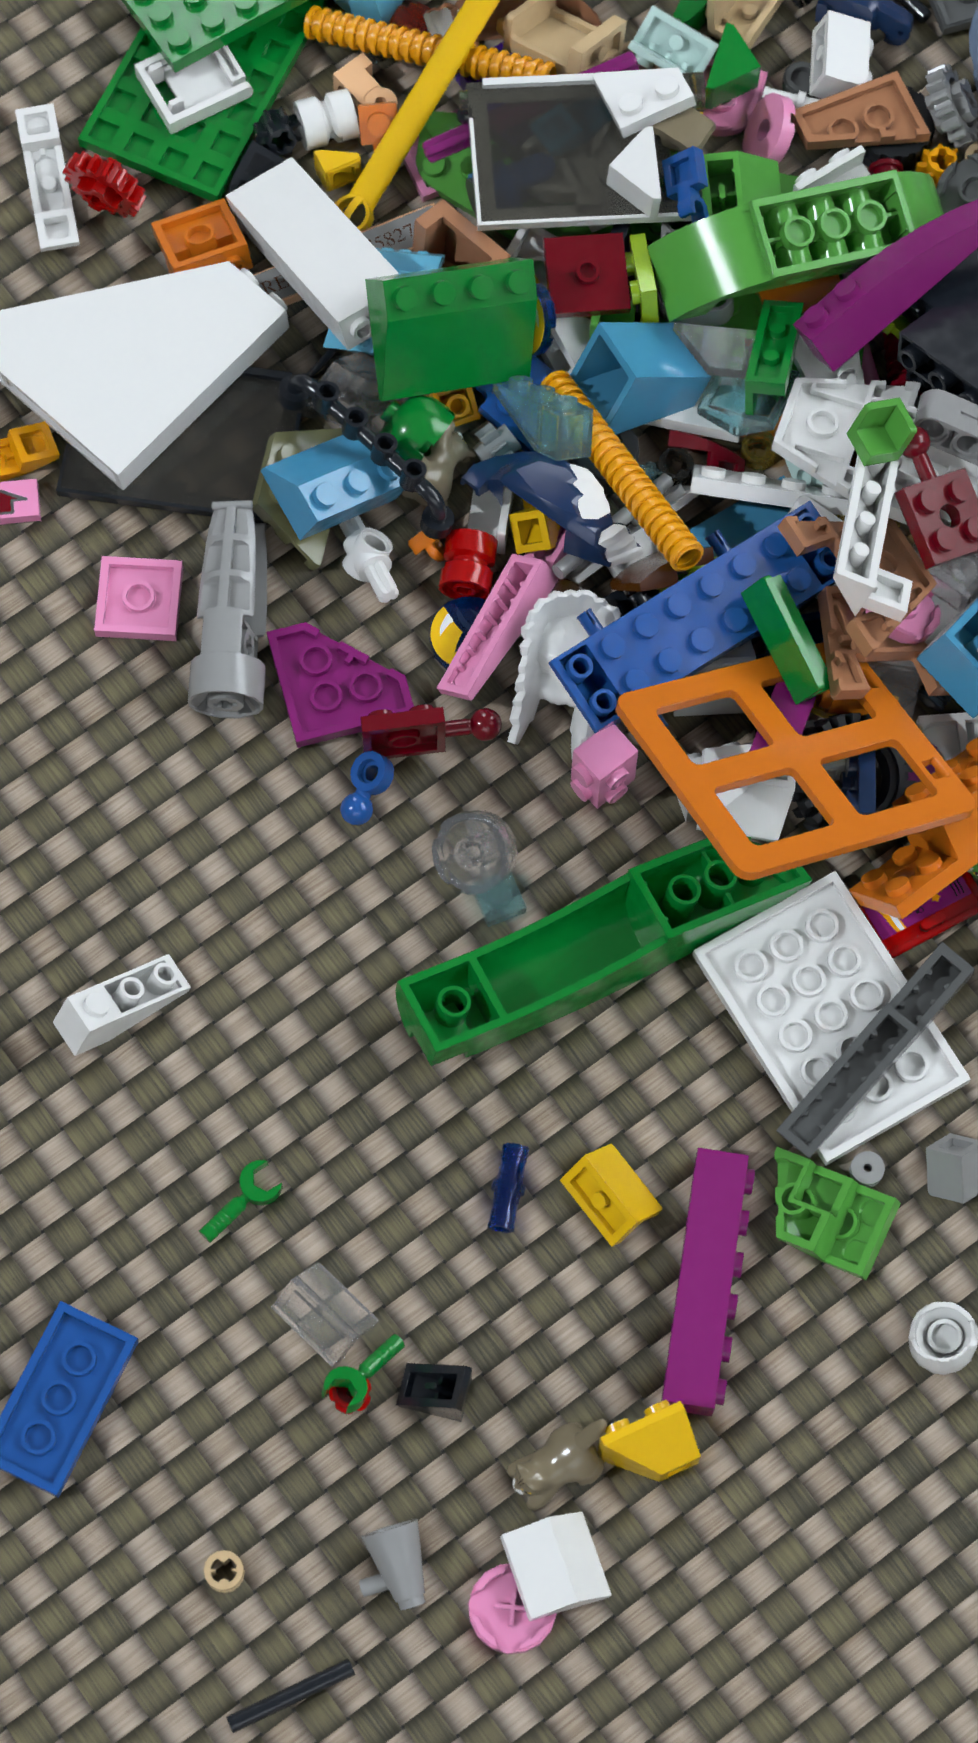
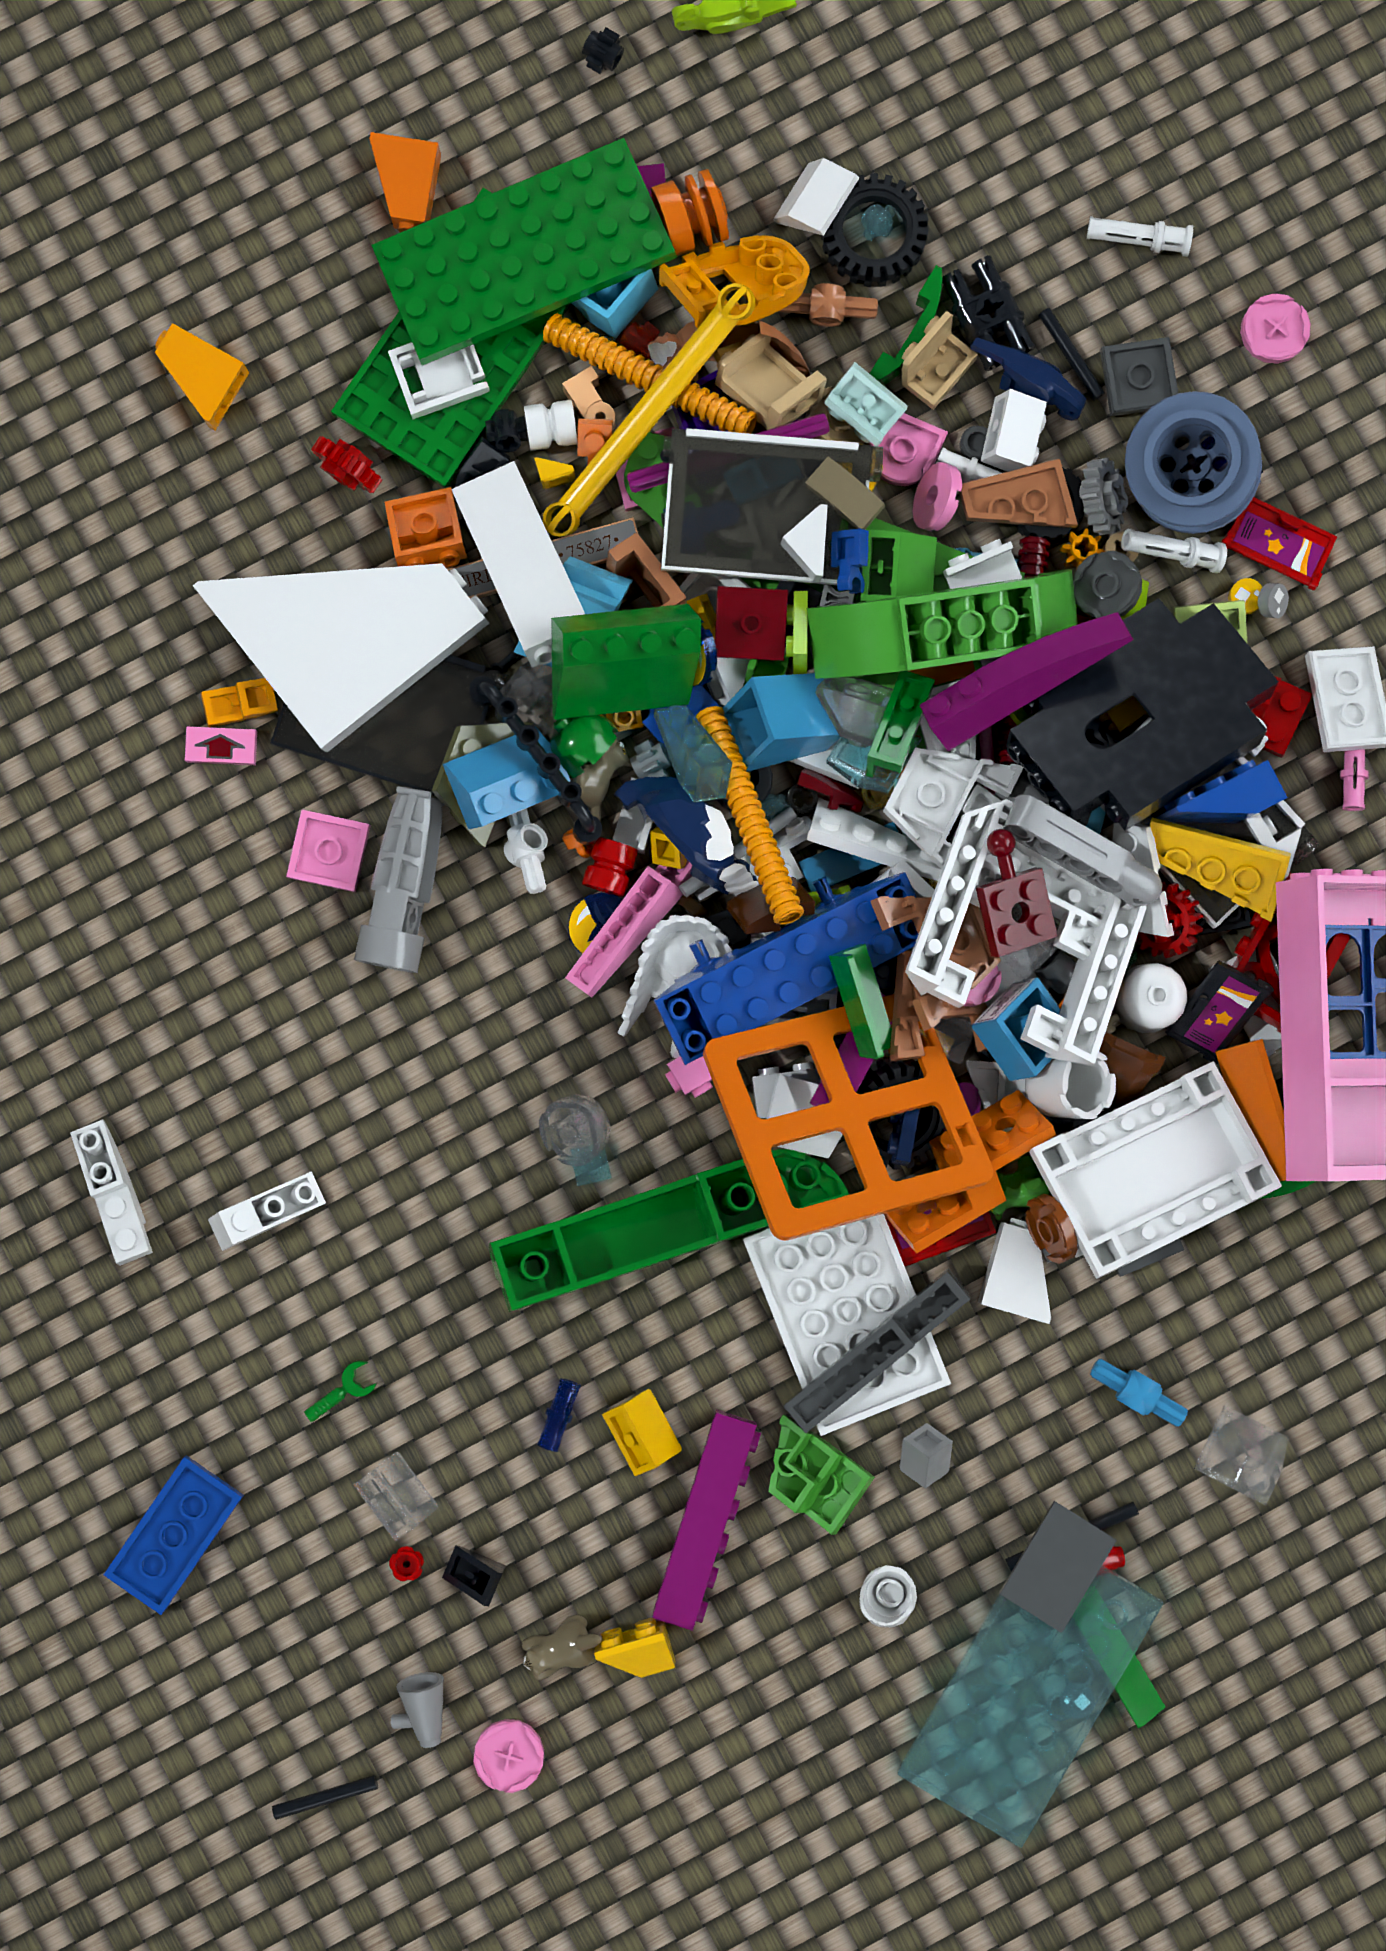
camera: 10 degrees right, 15 degrees up
(46, 181) = (300, 433): white slope -> none
(224, 1558) = (286, 1703): tan bush -> none
(331, 684) = (480, 958): magenta plate -> none
(356, 1379) = (420, 1553): green piece -> none
(357, 807) = (485, 1066): blue plate -> none
(422, 730) = (548, 1013): dark red plate -> none
(555, 1565) = (547, 1731): white slope -> none
(643, 96) = (824, 471): white wing -> none
(733, 70) = (916, 430): green slope -> none
(867, 1160) = (860, 1446): light grey piece -> none
(882, 431) = (973, 835): bright green panel -> none

